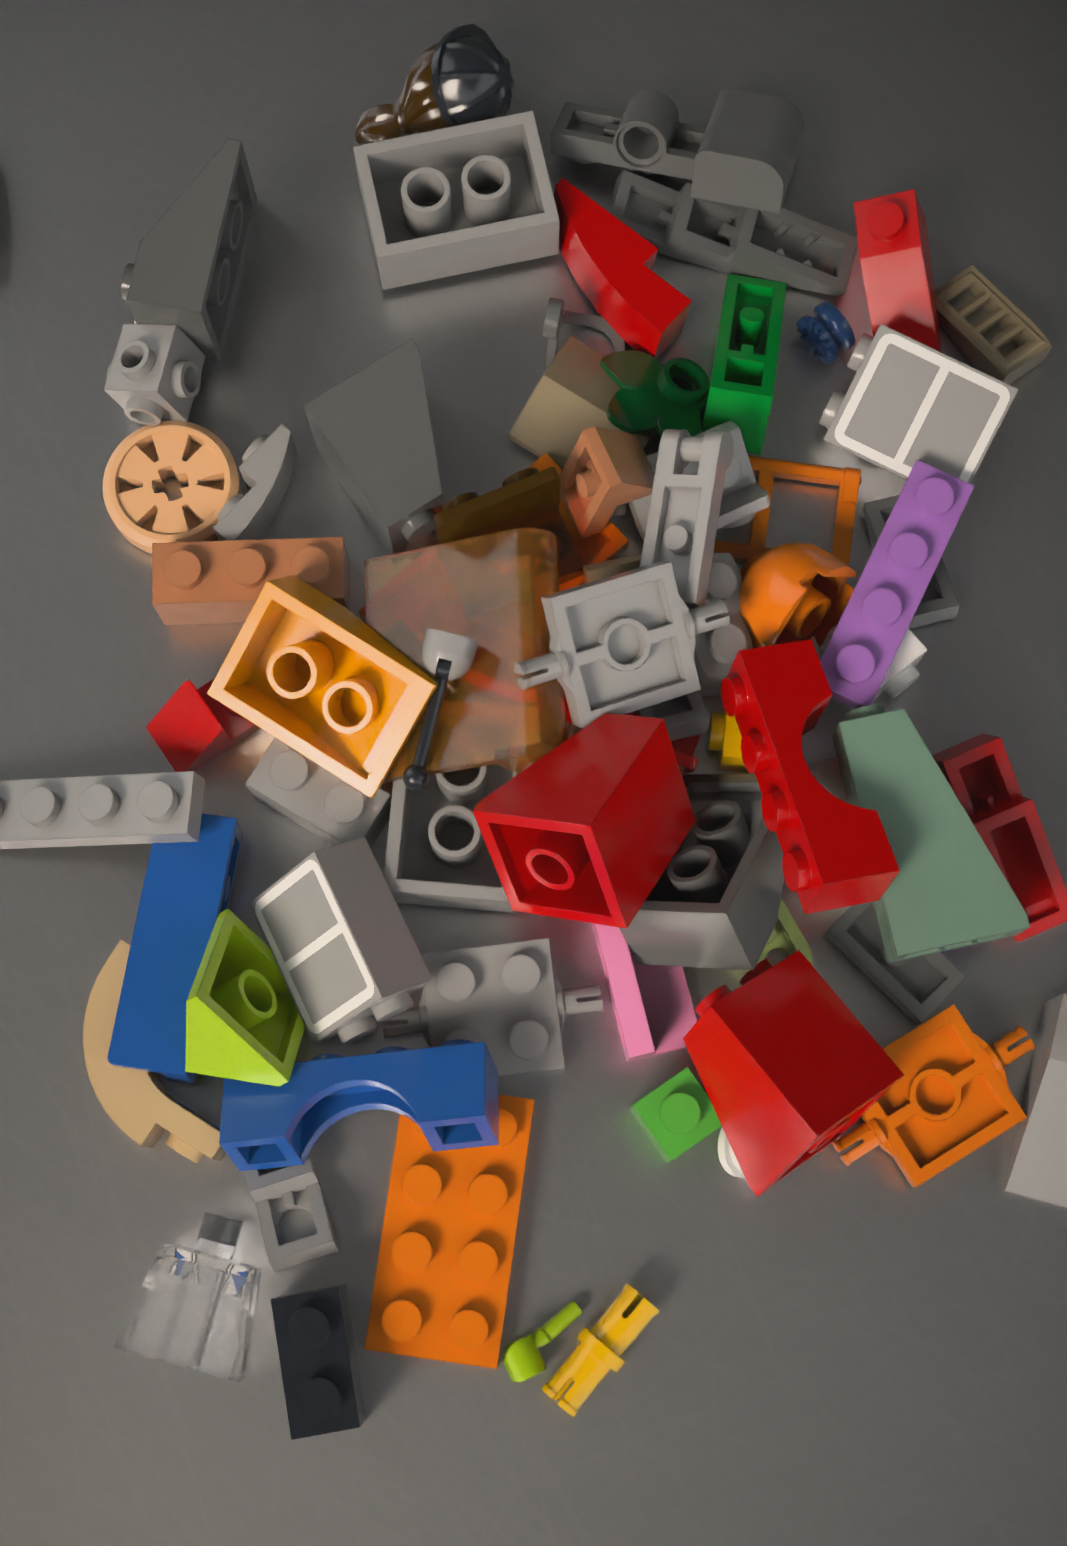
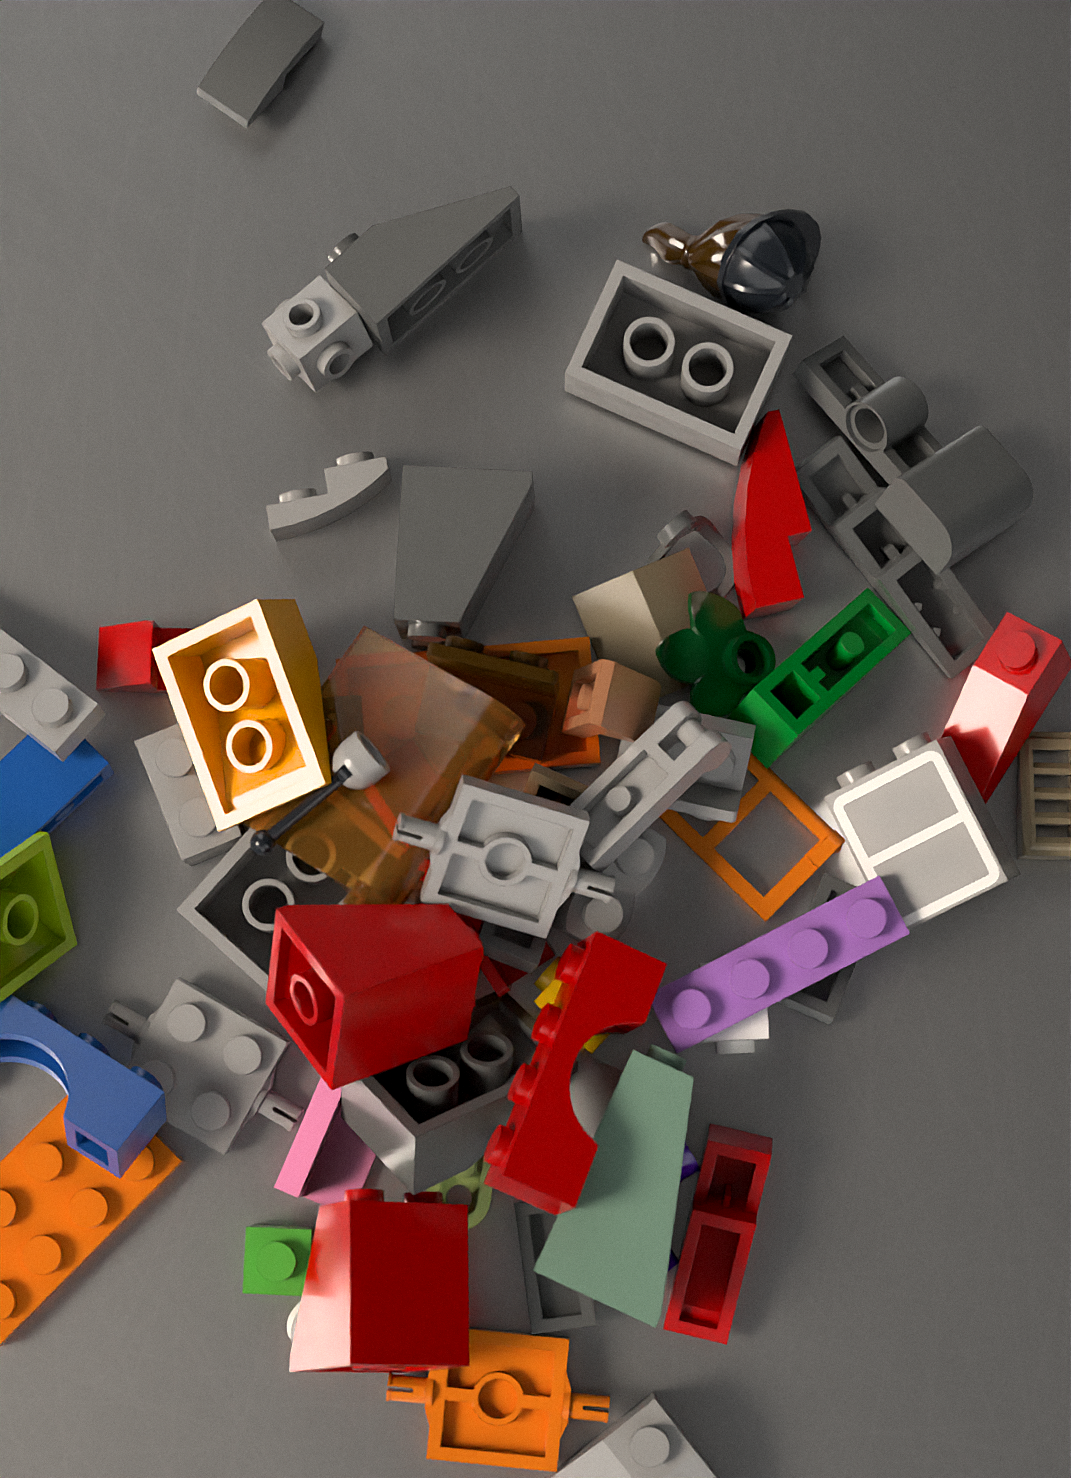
camera: 45 degrees right, 5 degrees up
(163, 452) = (248, 405): light nougat wheel -> none
(224, 578) = (266, 567): nougat brick -> none
(341, 942) = (116, 926): light grey brick -> none
(523, 1356) = (25, 1352): lime hand -> none
(600, 1350) = (87, 1394): yellow pin -> none
(793, 594) = (693, 909): orange cylinder -> none
(826, 332) = (908, 702): dark blue bush -> none

